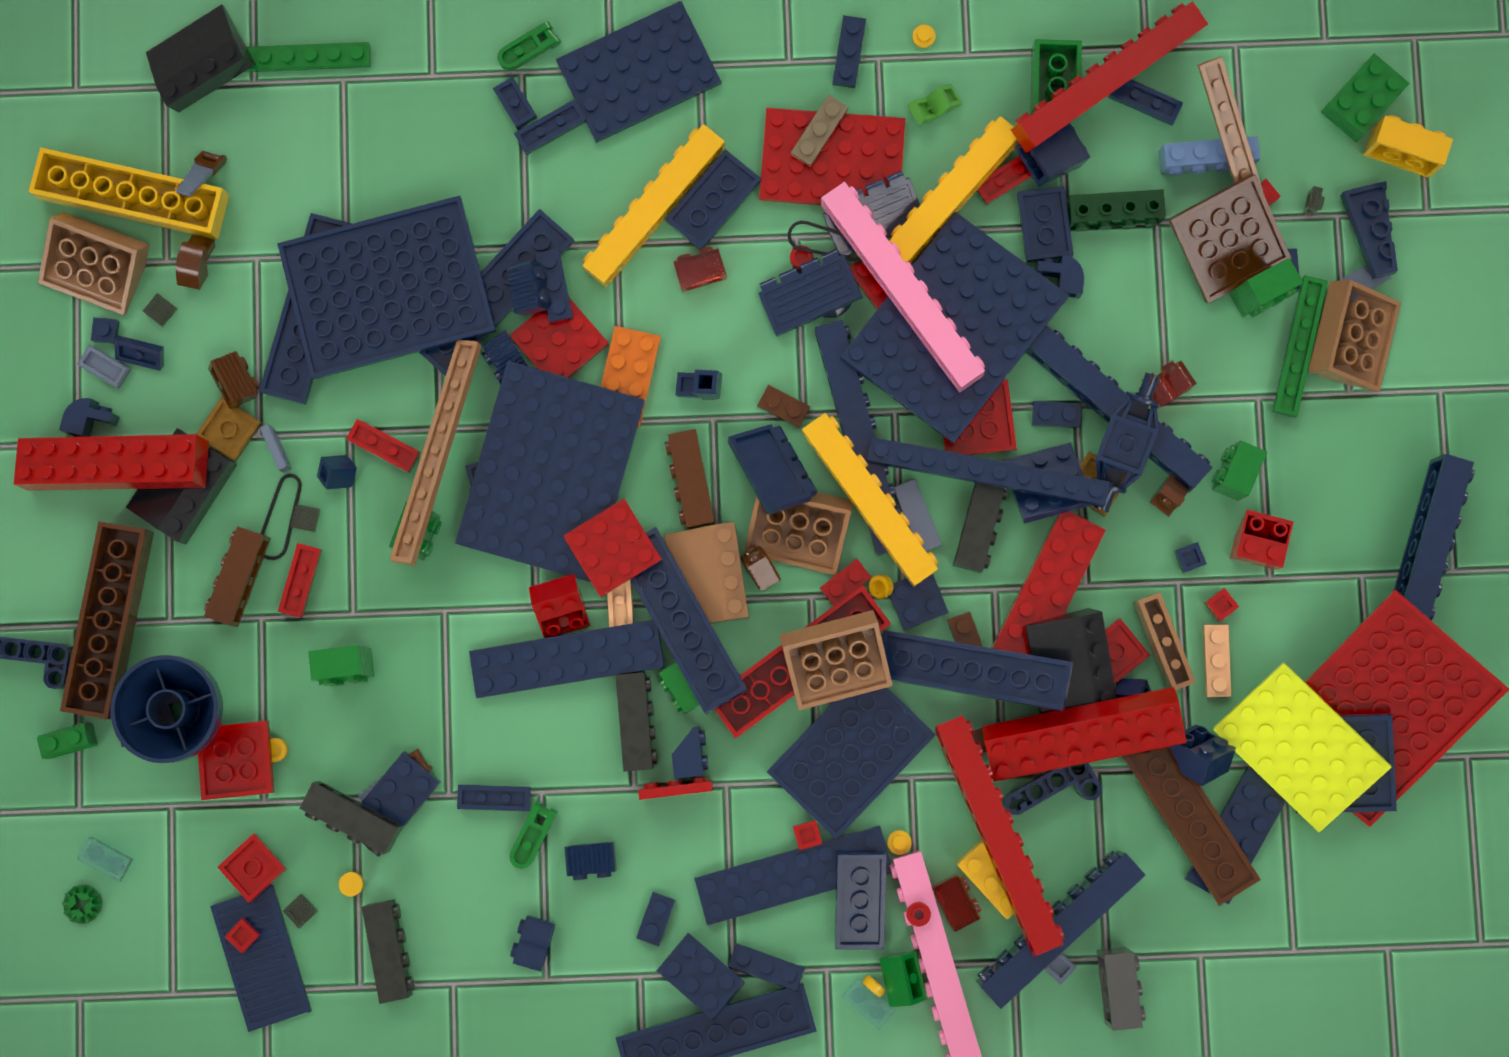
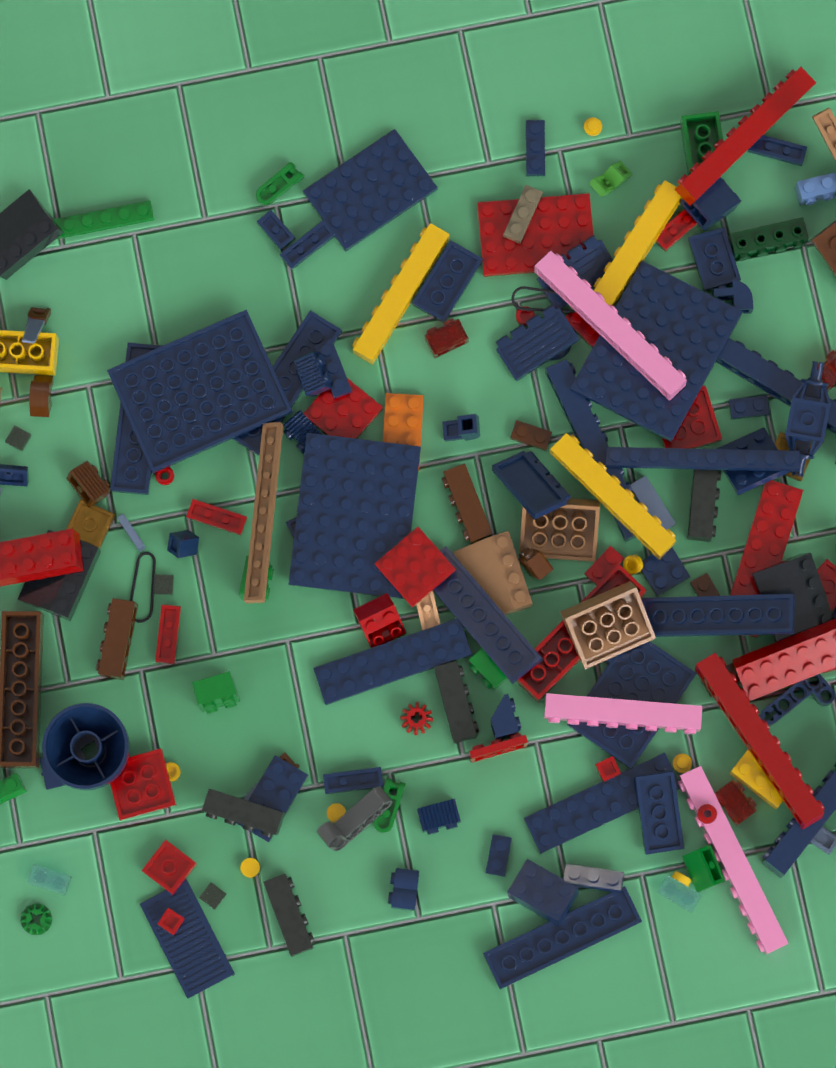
camera: 10 degrees left, 5 degrees down
(321, 384) = (158, 475): none -> red plate
(467, 834) = (335, 812): none -> yellow plate
(504, 838) = (355, 820): none -> dark grey beam
(587, 741) = (421, 723): none -> red gear
(836, 770) = (623, 712): none -> bright pink brick

